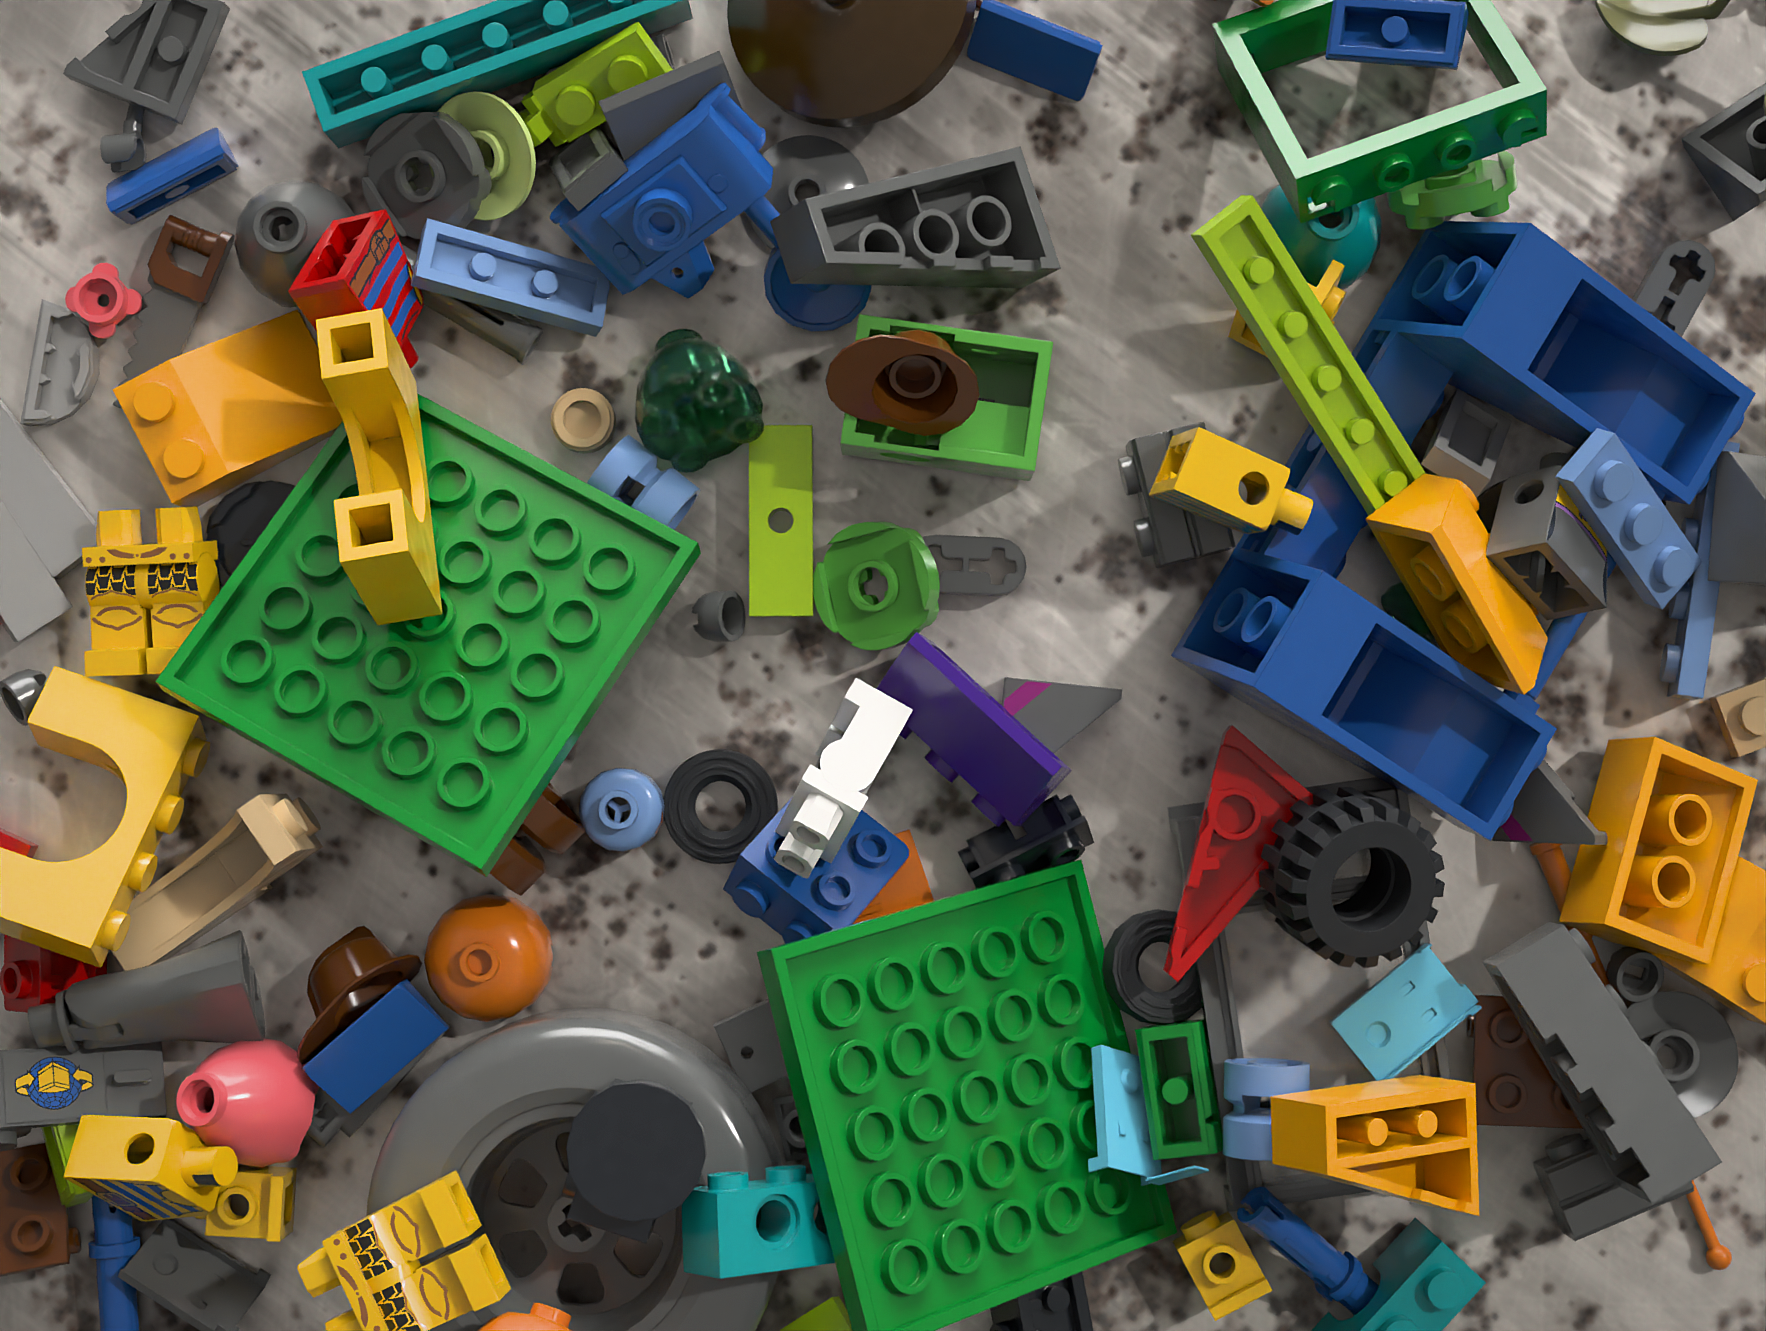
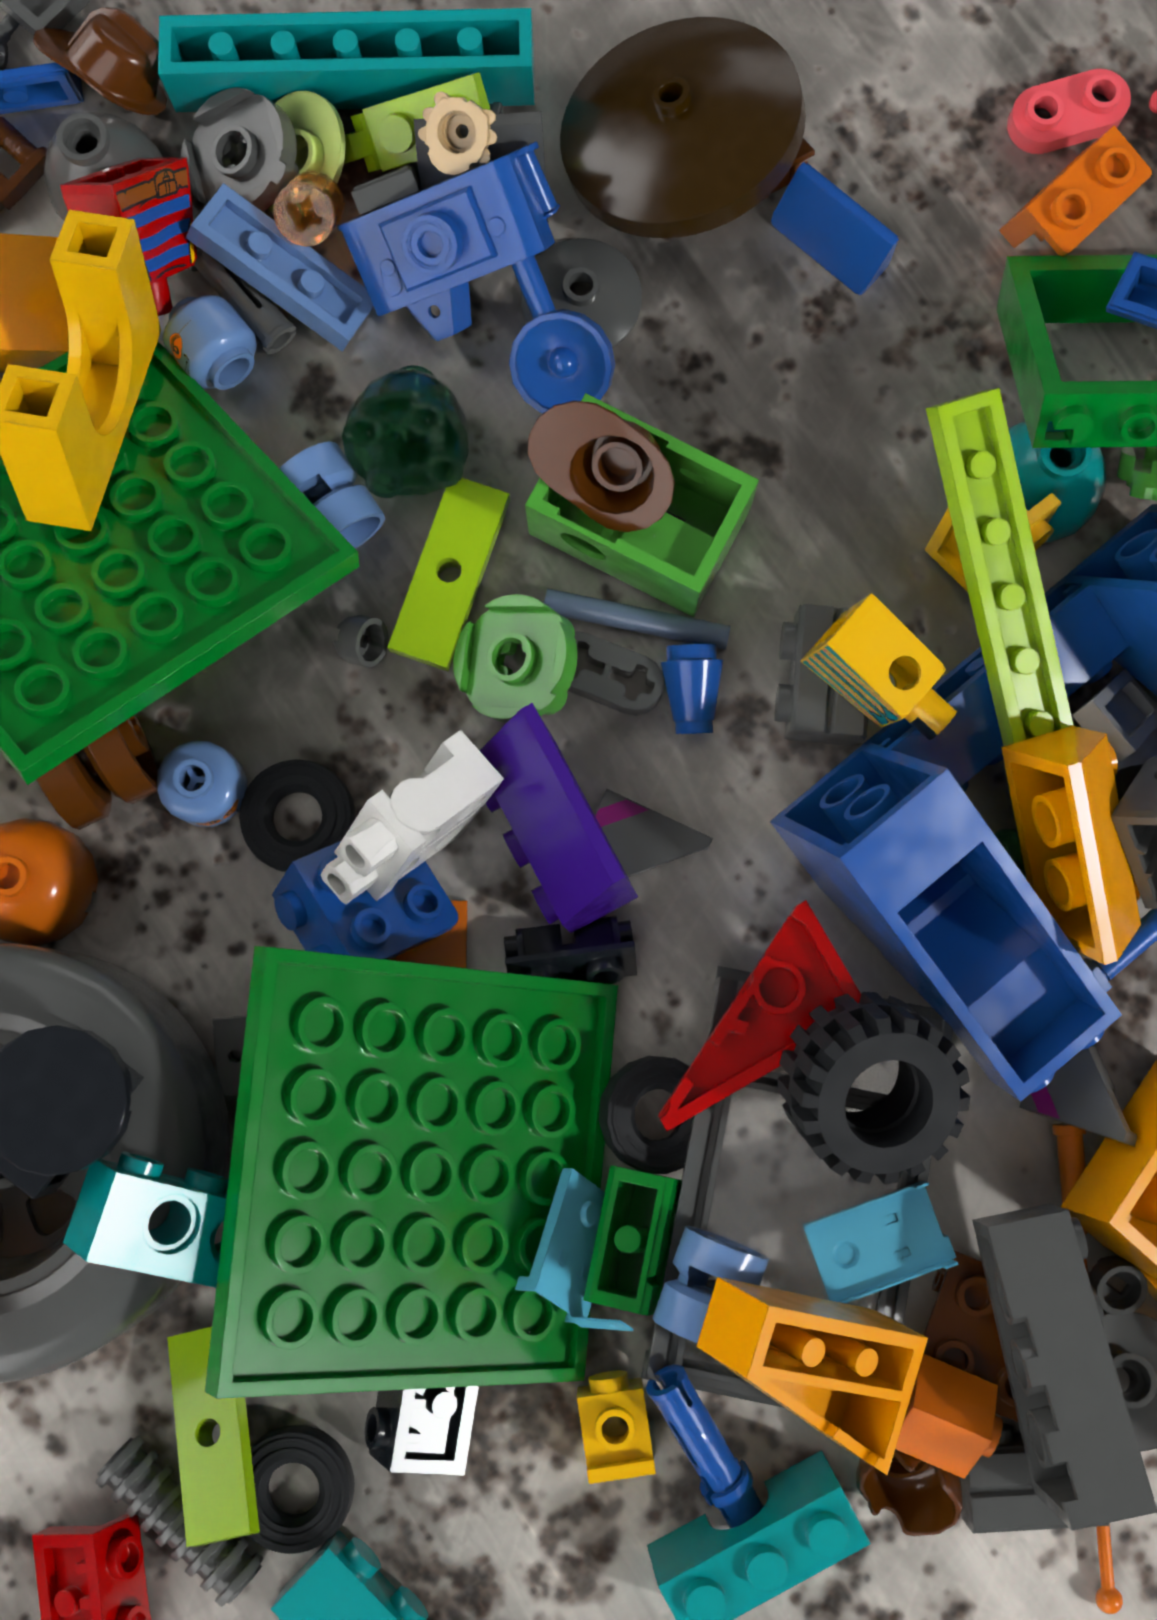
camera: 20 degrees right, 5 degrees down
(258, 122) = (112, 57): none -> reddish brown piece
(466, 375) = (210, 341): none -> medium blue head
(518, 197) = (318, 198): none -> clear orange wheel
(583, 420) = (303, 421): tan tile -> none
(651, 122) = (447, 147): none -> tan animal
(930, 228) = (672, 339): dark grey wedge -> none
(976, 501) = (638, 619): none -> sand blue bar
(1053, 550) = (692, 686): none -> blue cone
(1511, 1218) = (915, 1491): none -> reddish brown hair
(1519, 1146) = (950, 1418): none -> orange brick

